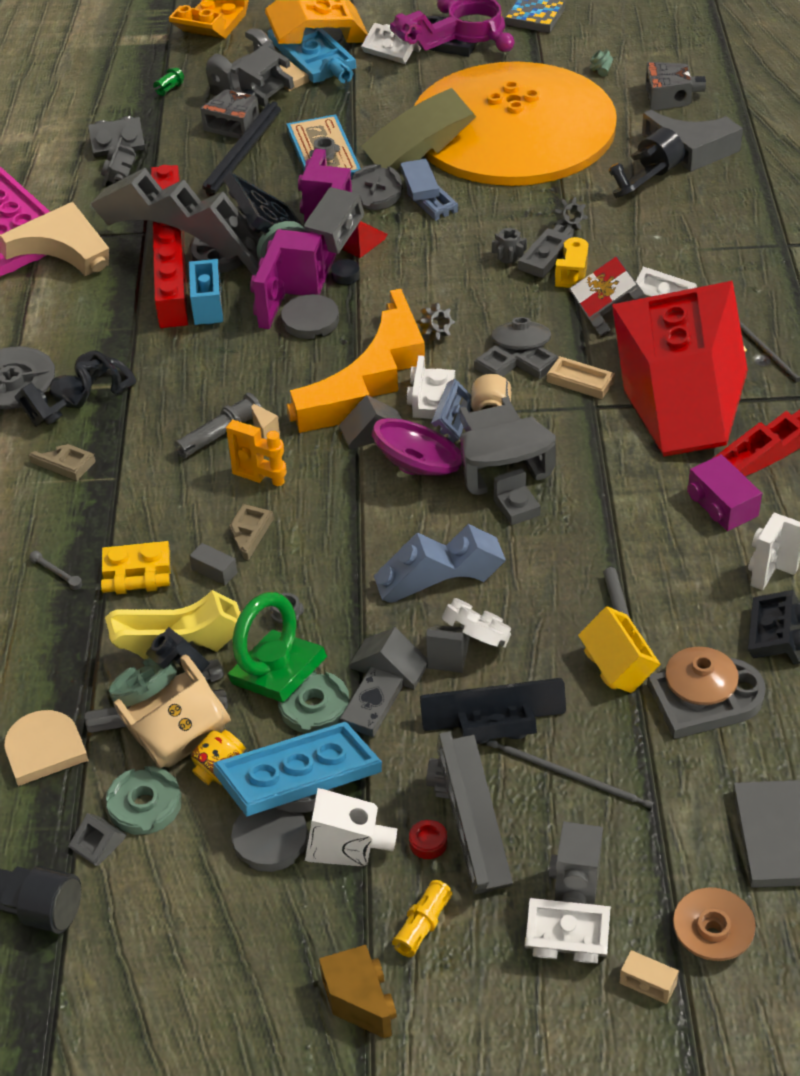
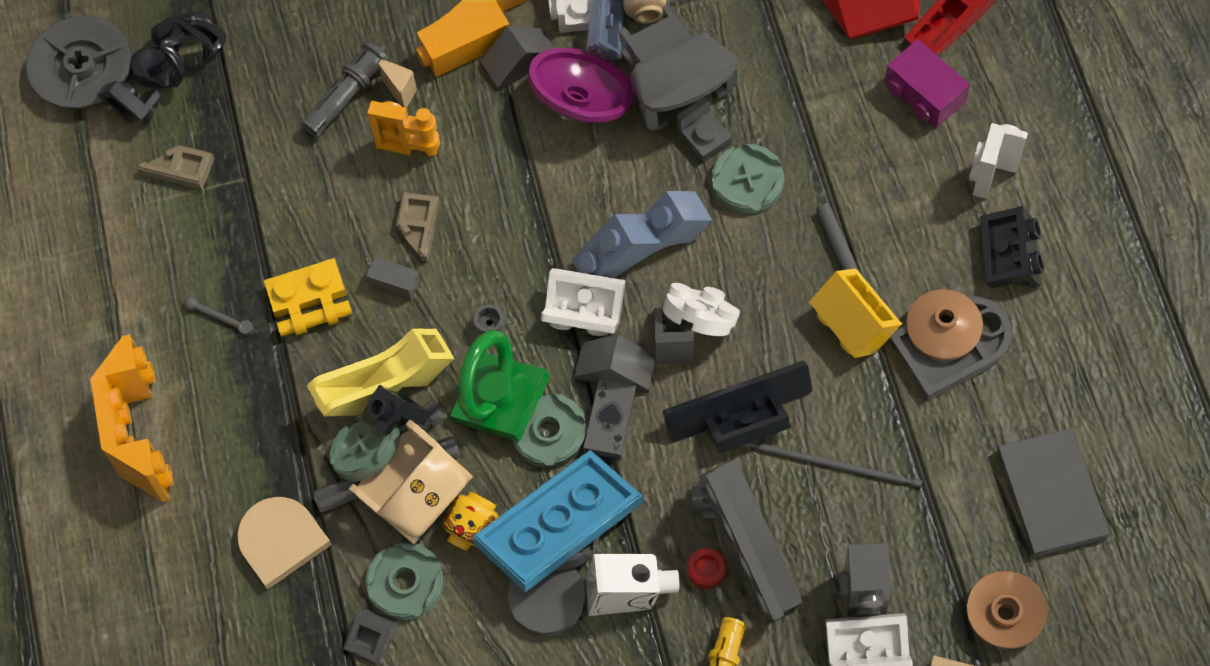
camera: 10 degrees left, 20 degrees up
(374, 603) = (583, 302): none -> white bracket
(547, 541) = (747, 179): none -> sand green tile

